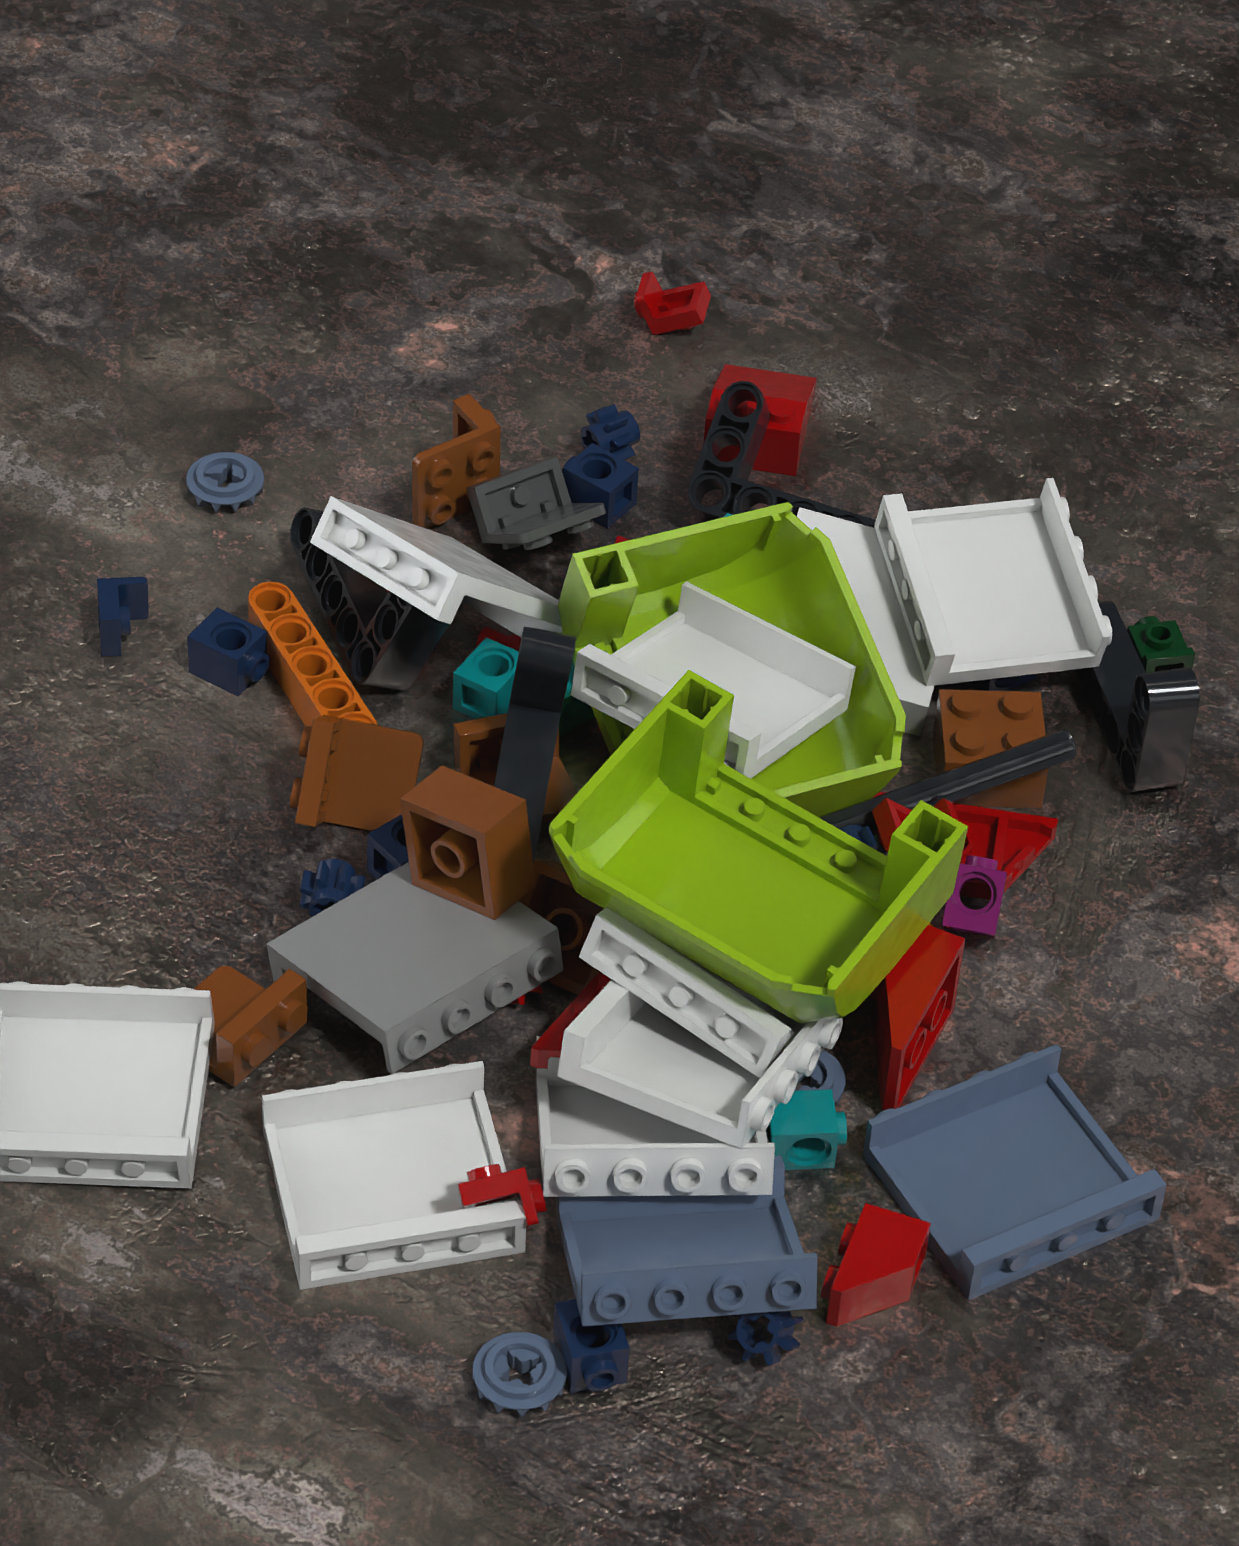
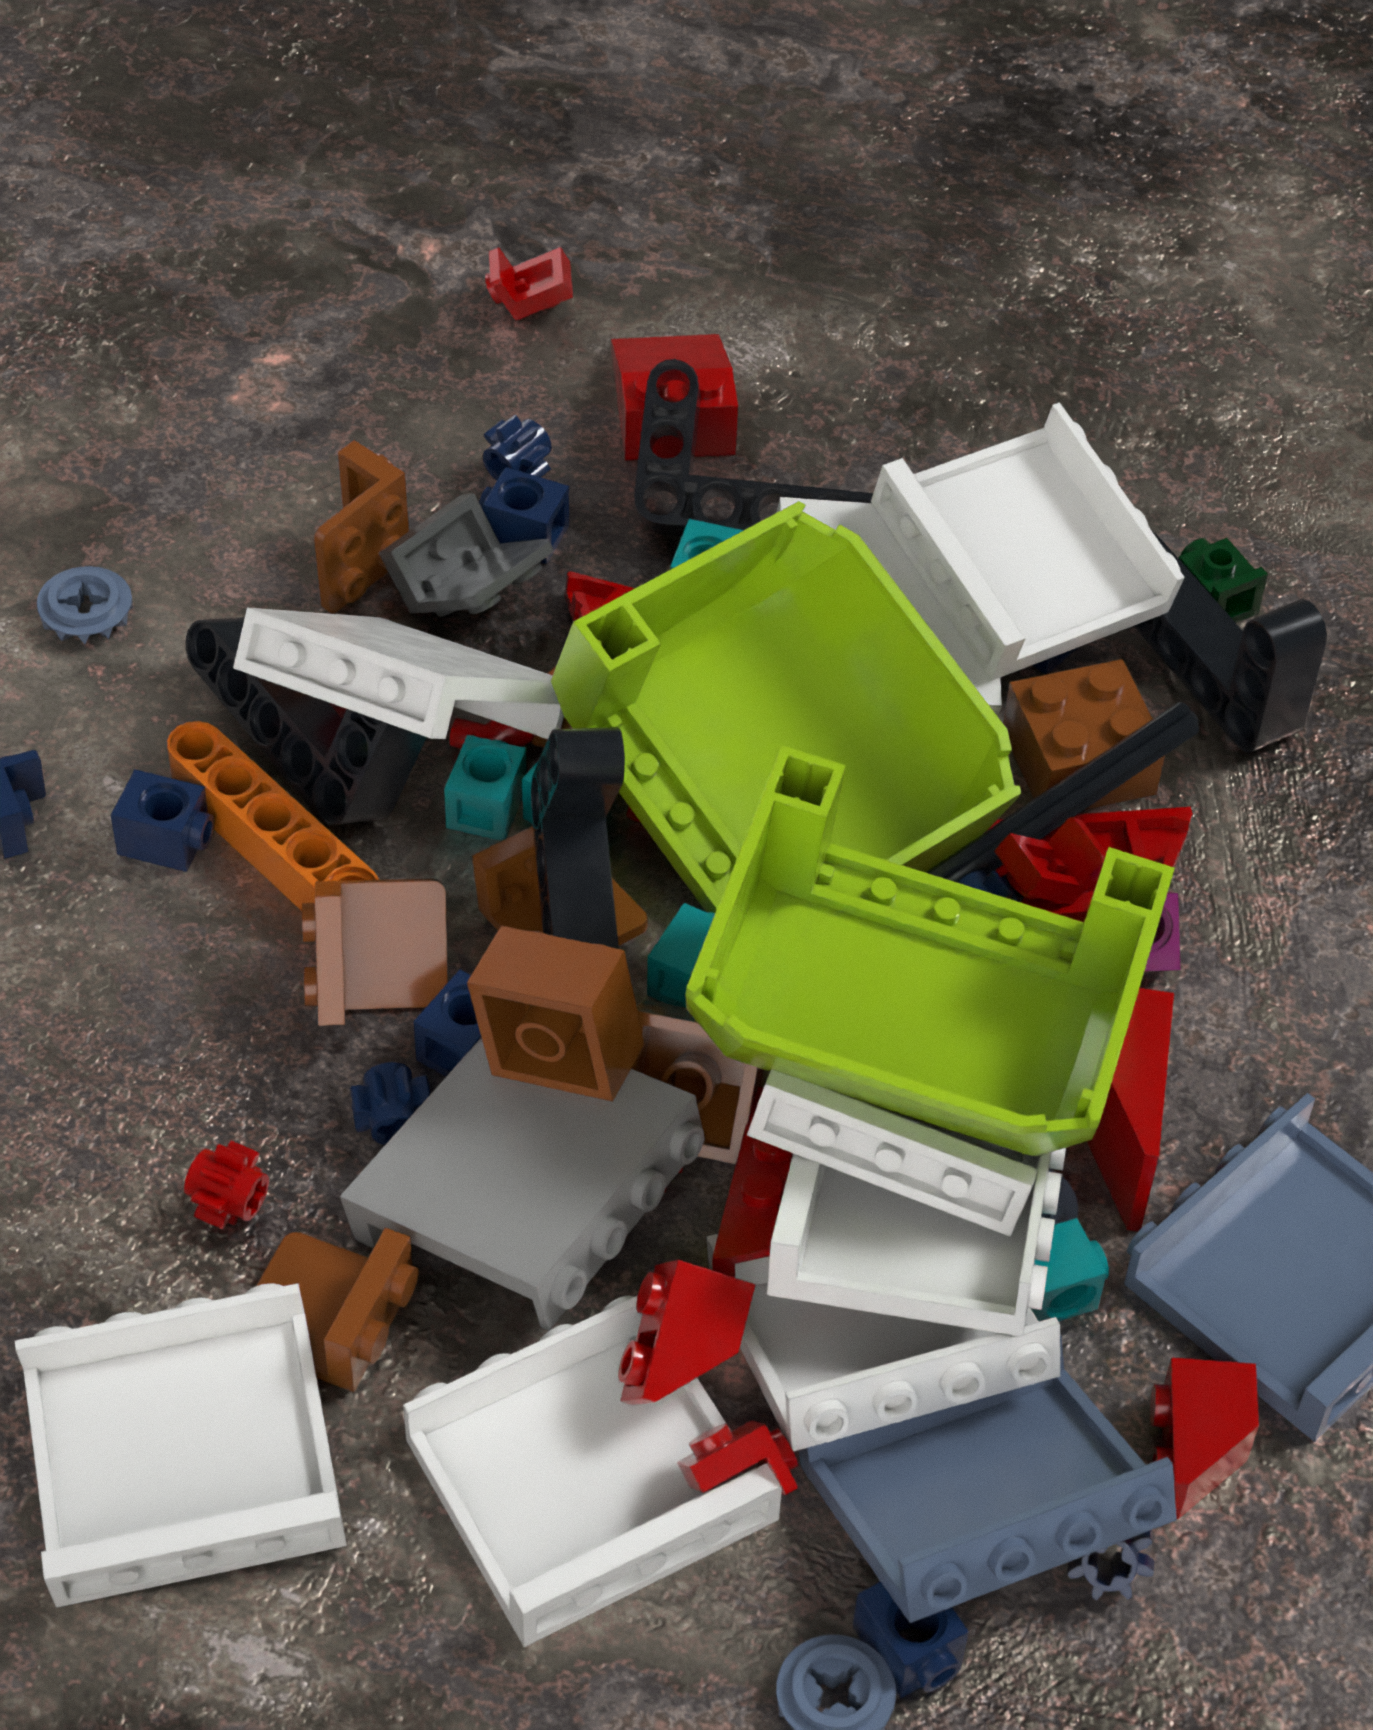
camera: 15 degrees left, 5 degrees up
(186, 919) = (226, 1184): none -> red gear
(496, 1093) = (686, 1328): none -> red slope
(777, 680) = (749, 695): white panel -> none

